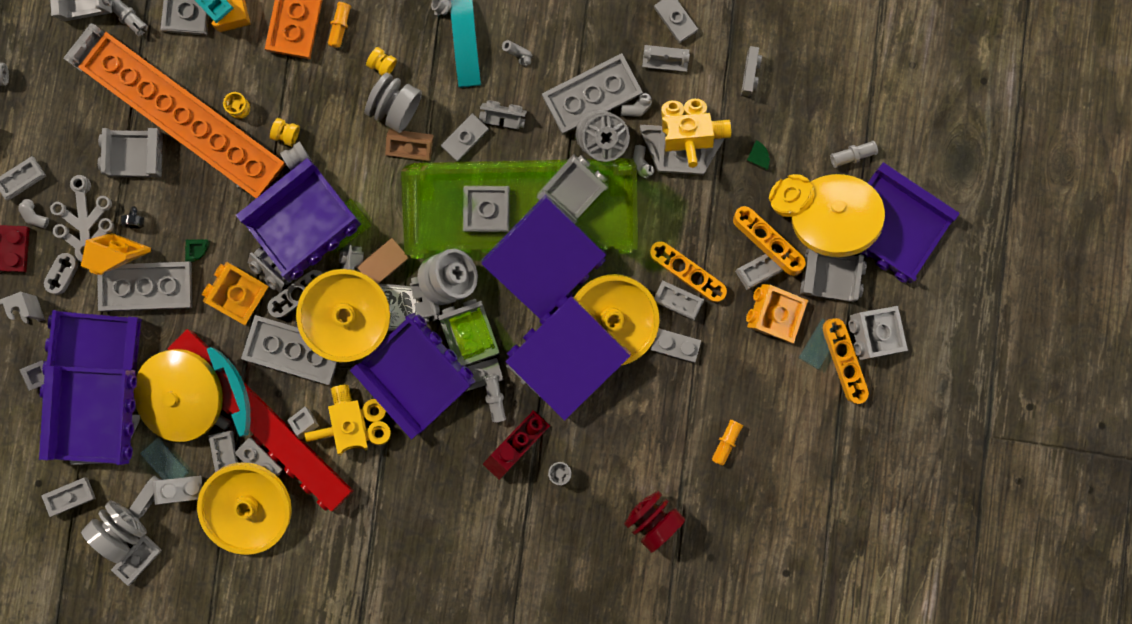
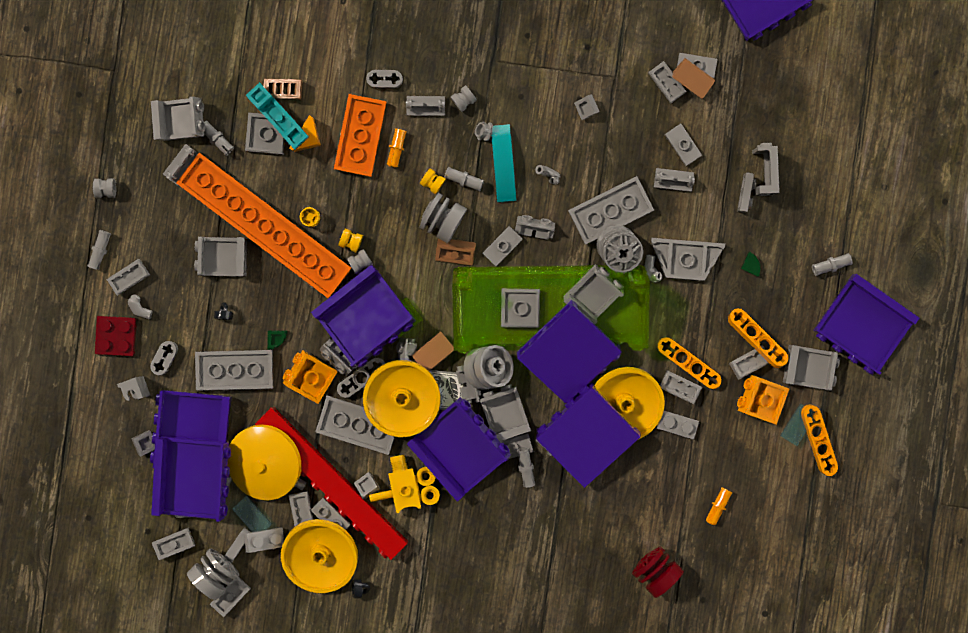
camera: 10 degrees right, 5 degrees up
(83, 222) = (182, 314): light grey plant -> none
(110, 252) = (207, 342): light orange slope -> none
(242, 418) = (301, 437): teal slope -> none
(290, 548) = (357, 586): none -> black tile
(419, 59) = (464, 179): none -> light grey pin
(471, 333) = (508, 414): clear neon green plate -> none
(516, 445) = (543, 506): dark red slope -> none
(559, 473) = (579, 530): light grey wheel -> none
(639, 107) = (650, 222): light grey arm -> none
(691, 128) = (697, 244): yellow piece -> none
(779, 62) = (771, 170): none -> light grey panel
(791, 195) = (778, 300): yellow tile -> none
(842, 218) = (816, 318): yellow dish -> none
(877, 333) = (847, 417): light grey plate -> none

